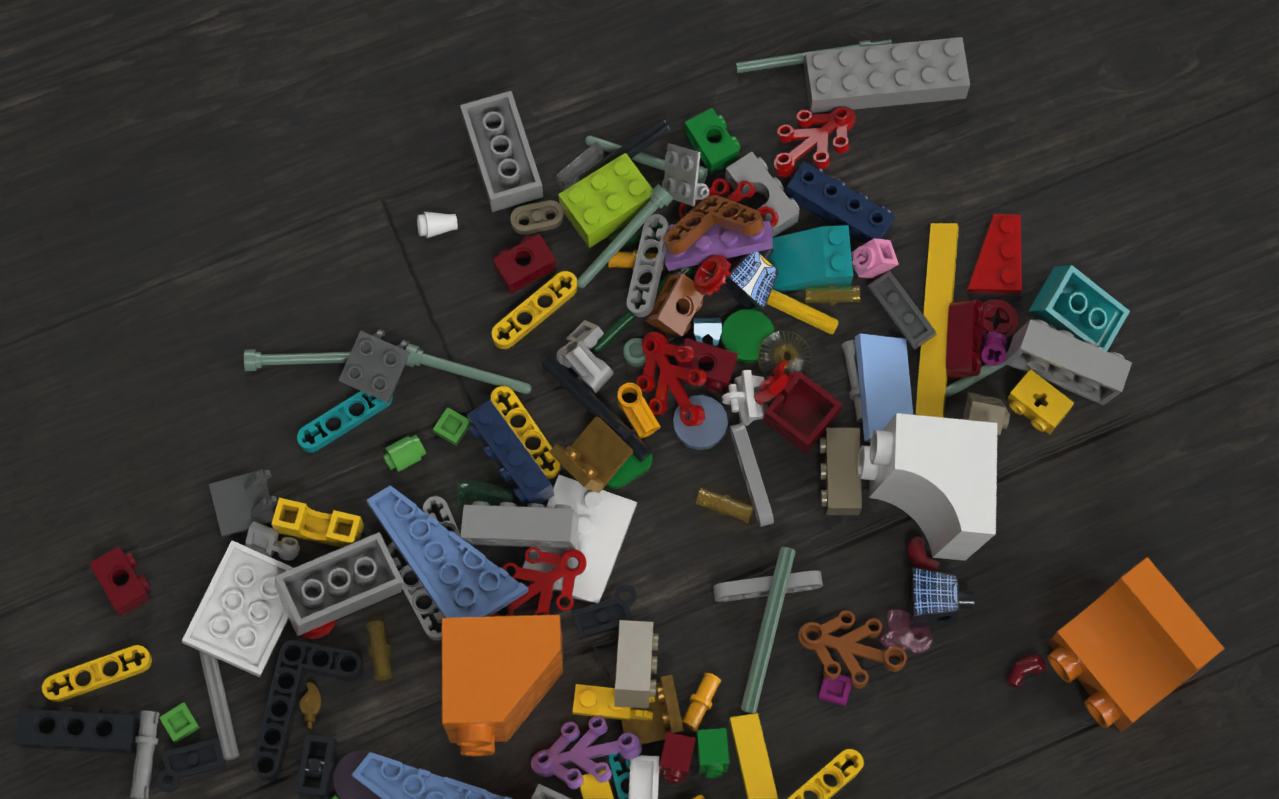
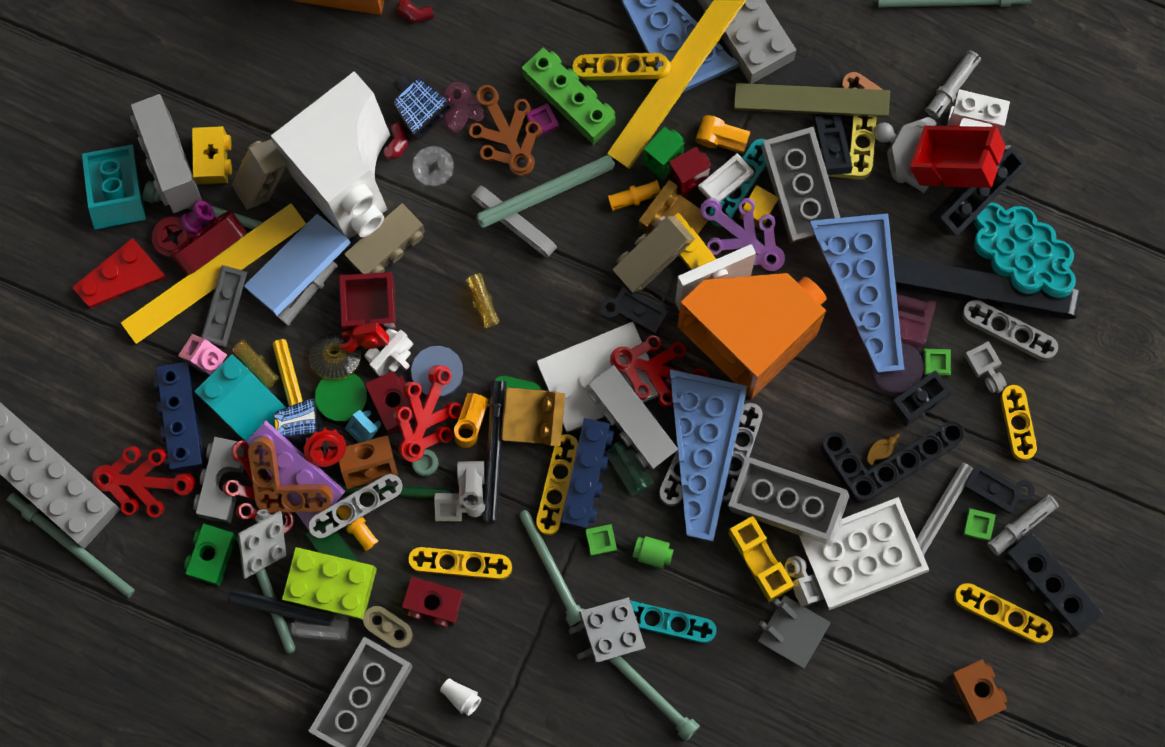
camera: 130 degrees left, 5 degrees up
(48, 584) = (977, 707): none -> dark orange brick
(109, 568) = (939, 647): dark red brick -> none
(379, 650) = (803, 436): clear yellow pin -> none
(562, 682) = (731, 265): none -> white plate
(658, 199) = (298, 538): sand green piece -> none
(751, 474) = (443, 301): light grey beam -> none
(835, 726) = (568, 95): none -> bright green brick
(878, 554) = (428, 156): none -> clear gear

